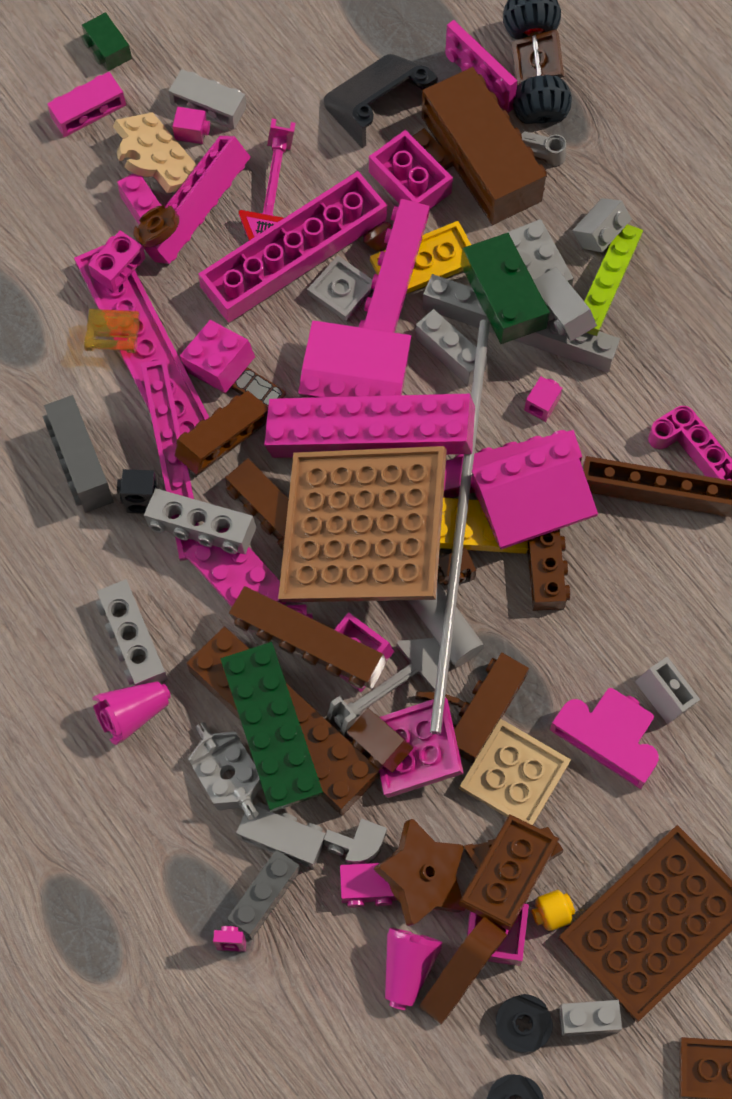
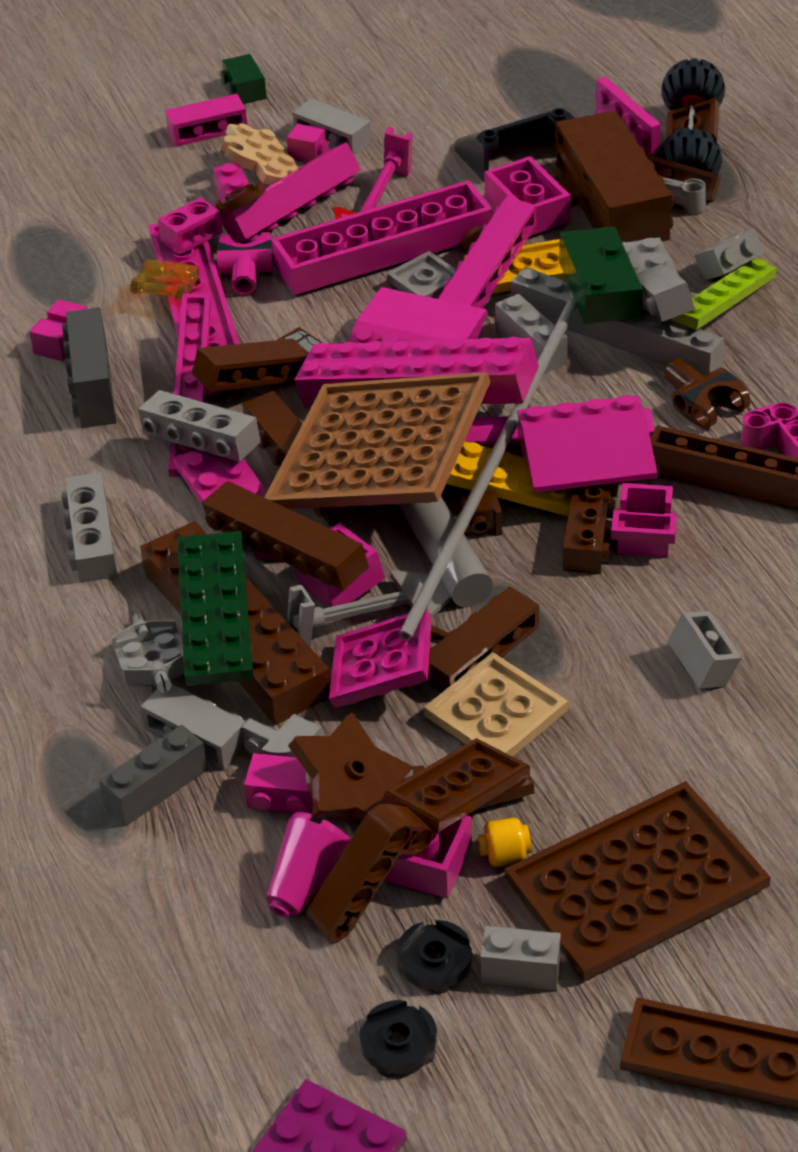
camera: 15 degrees right, 25 degrees down
(29, 407) = (48, 334): none -> dark pink brick
(129, 708) = (62, 583): dark pink cone -> none
(136, 489) = (134, 392): black brick -> none
(175, 290) = (244, 261): none -> dark pink connector
(217, 356) = (270, 310): dark pink brick -> none
(229, 939) = (95, 805): dark pink plate -> none
(380, 740) = (339, 642): reddish brown brick -> none
(541, 124) = (682, 172): none -> reddish brown plate
(543, 398) = (625, 381): dark pink brick -> none
(594, 557) = (644, 520): none -> dark pink plate
(609, 392) = (700, 393): none -> reddish brown connector
(610, 734) = (625, 686): dark pink brick -> none

